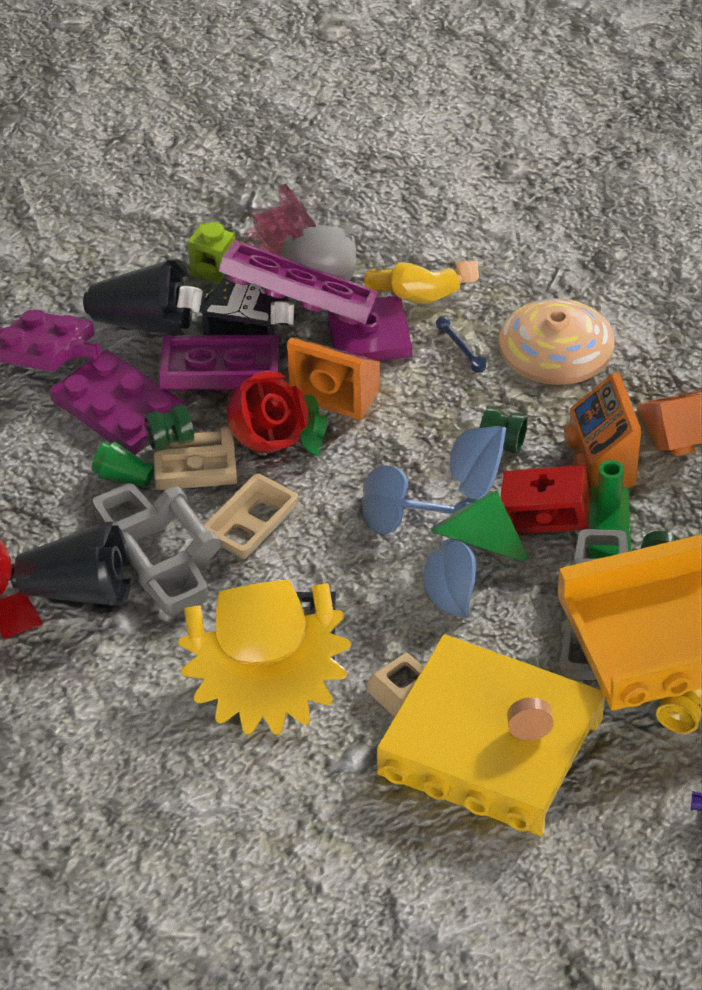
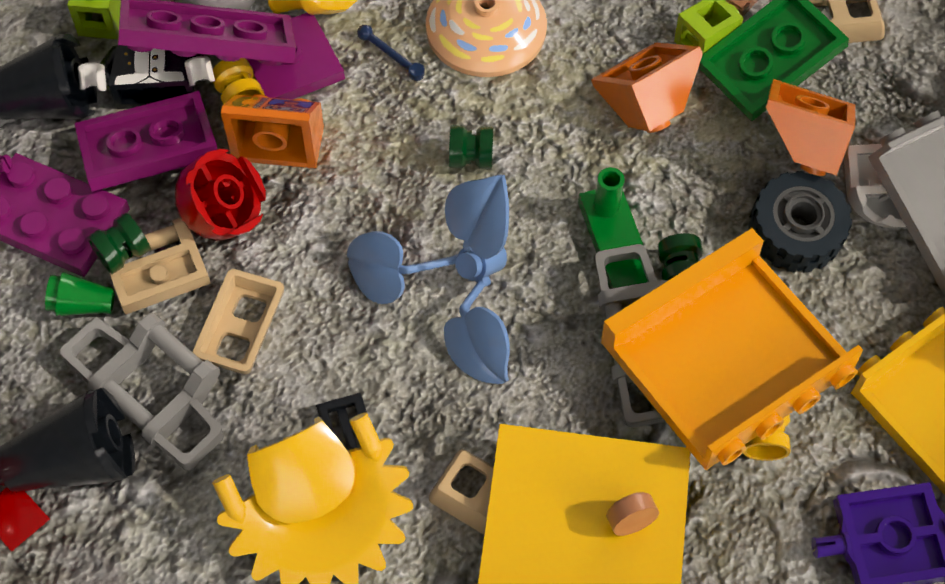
camera: 20 degrees left, 15 degrees up
(313, 327) = (235, 79): none -> yellow wheel
(315, 431) = (275, 193): green piece -> none
(485, 527) = (496, 281): green tile -> none
(547, 499) = (565, 231): red brick -> none
(605, 429) = (581, 130): orange slope -> none

